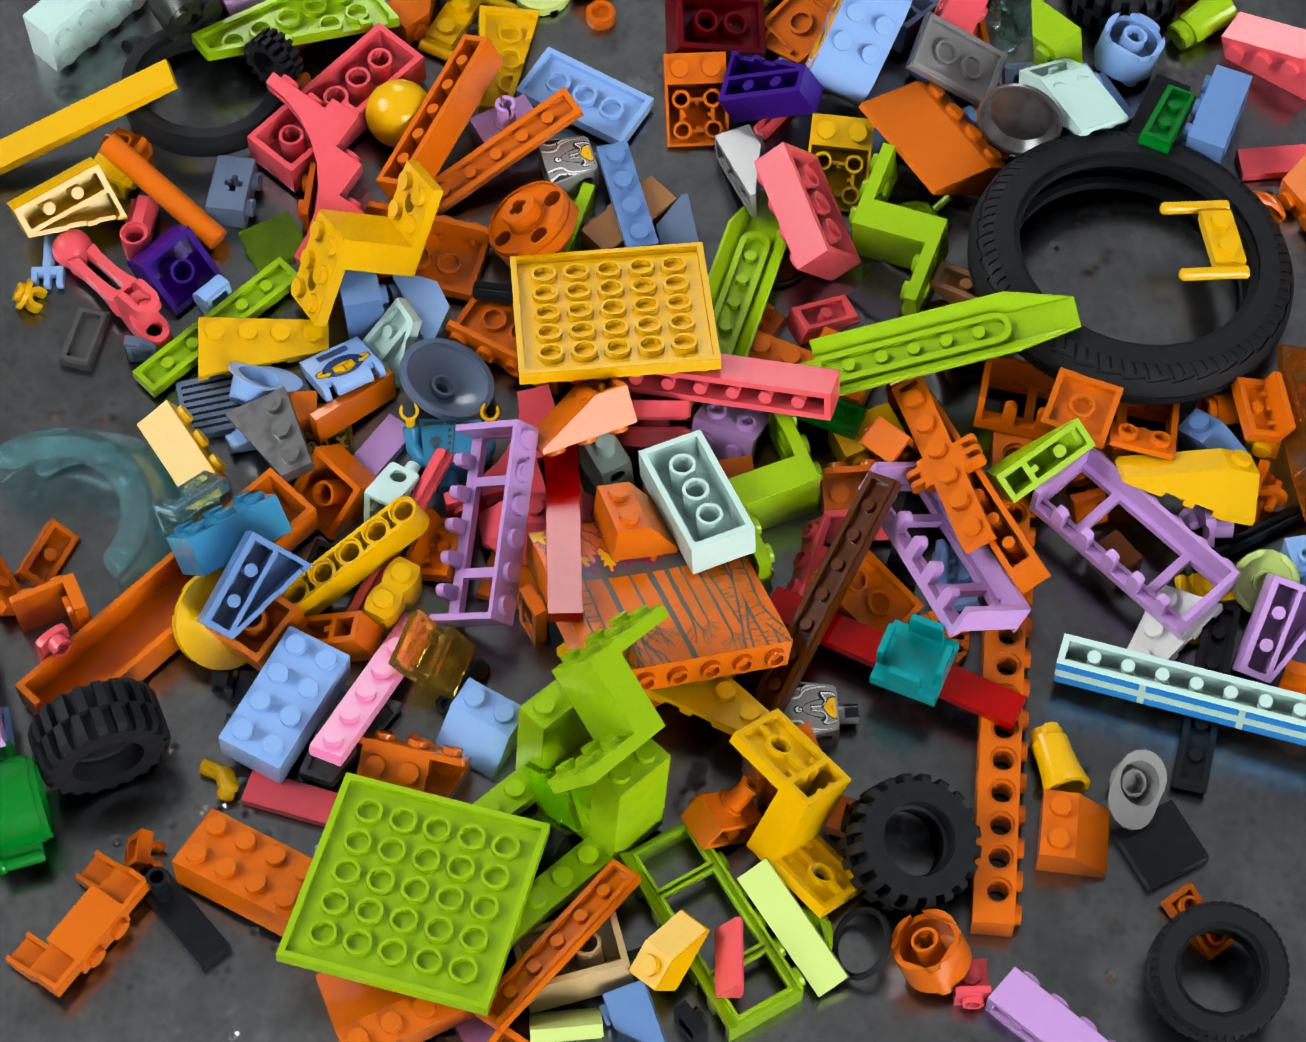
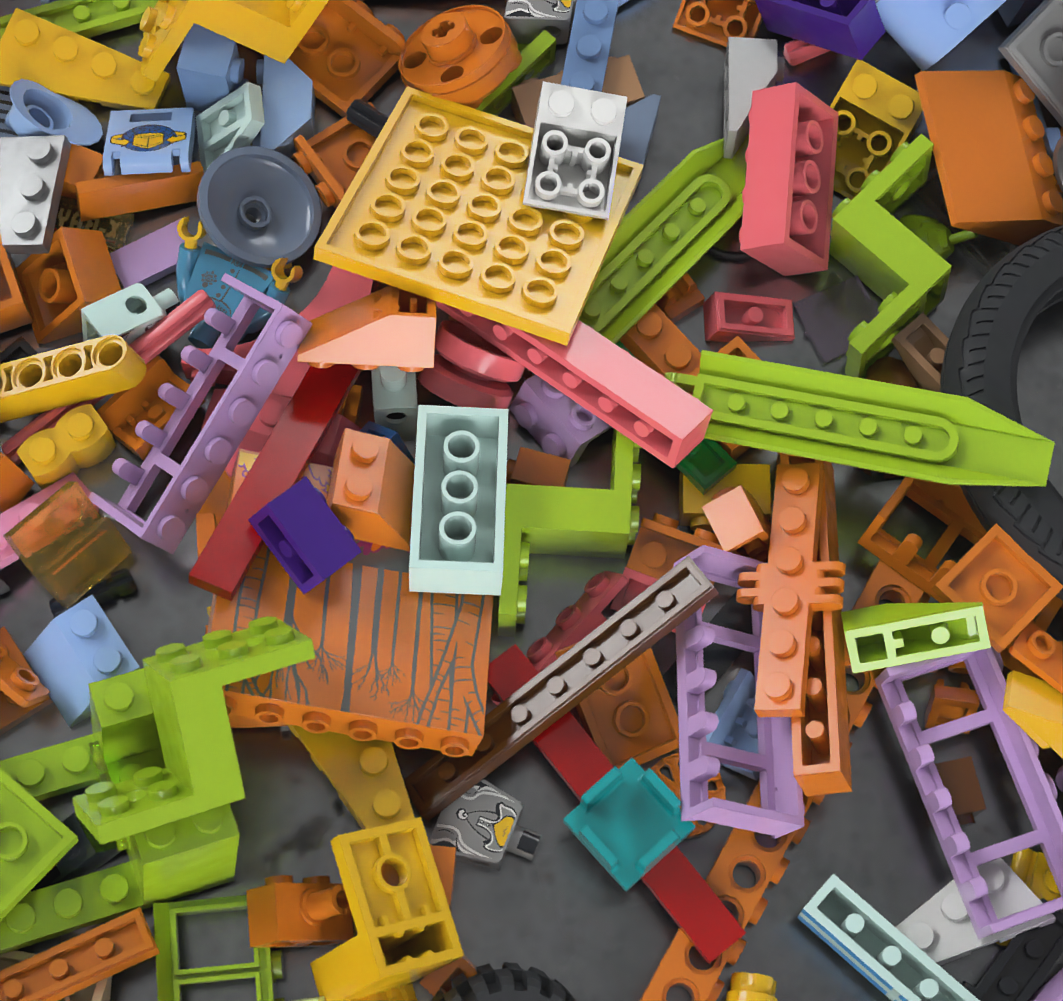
camera: 20 degrees right, 10 degrees up
(610, 560) = (305, 535): none -> dark purple brick
(653, 246) = (574, 150): none -> white slope

